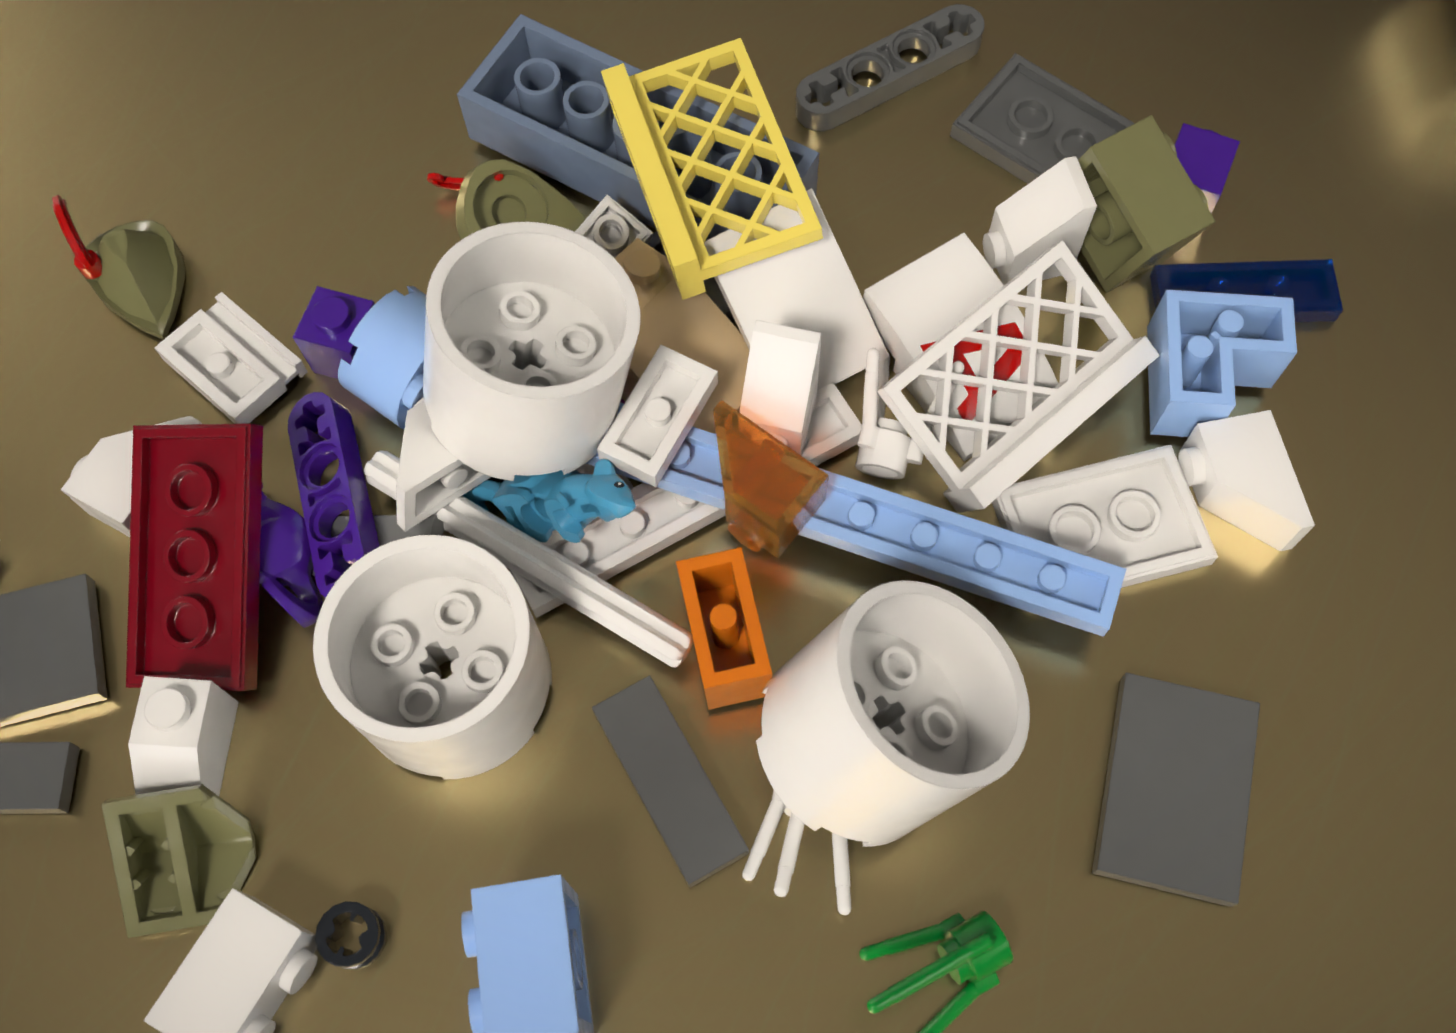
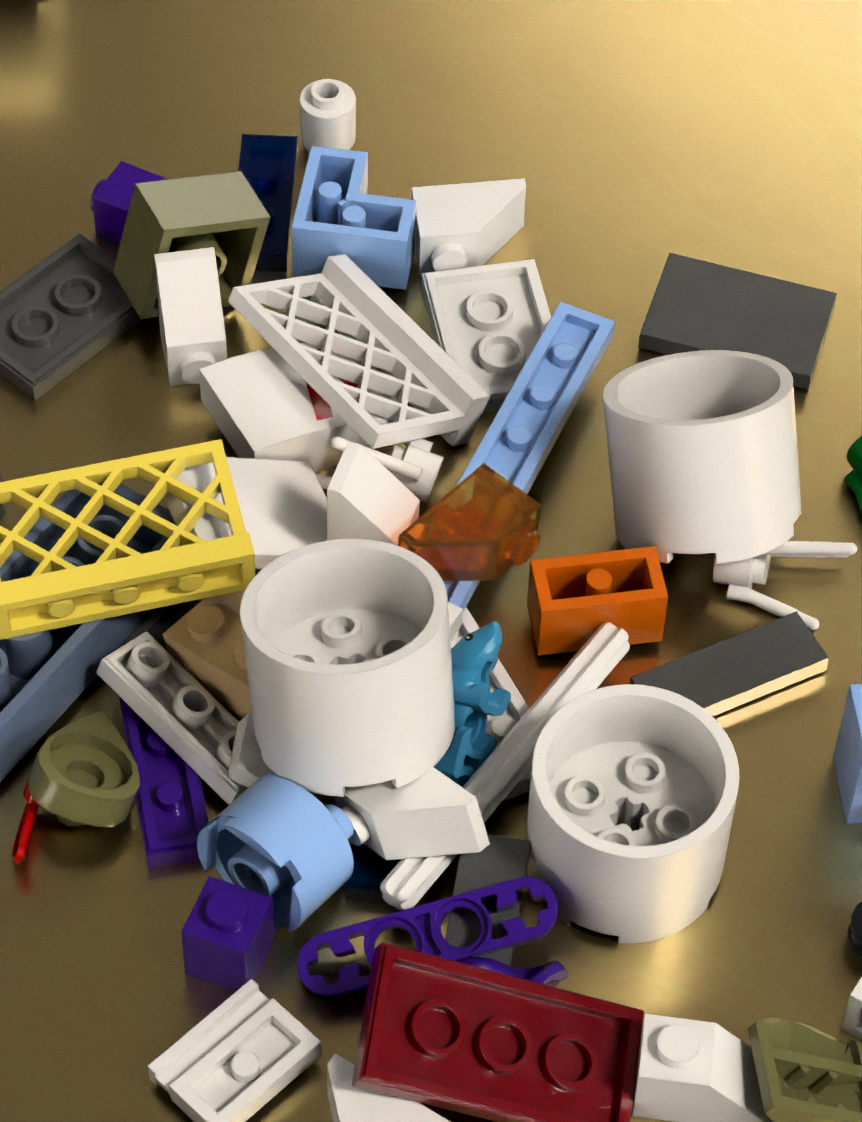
camera: 90 degrees left, 15 degrees down
(1365, 327) = (328, 115): none -> white brick

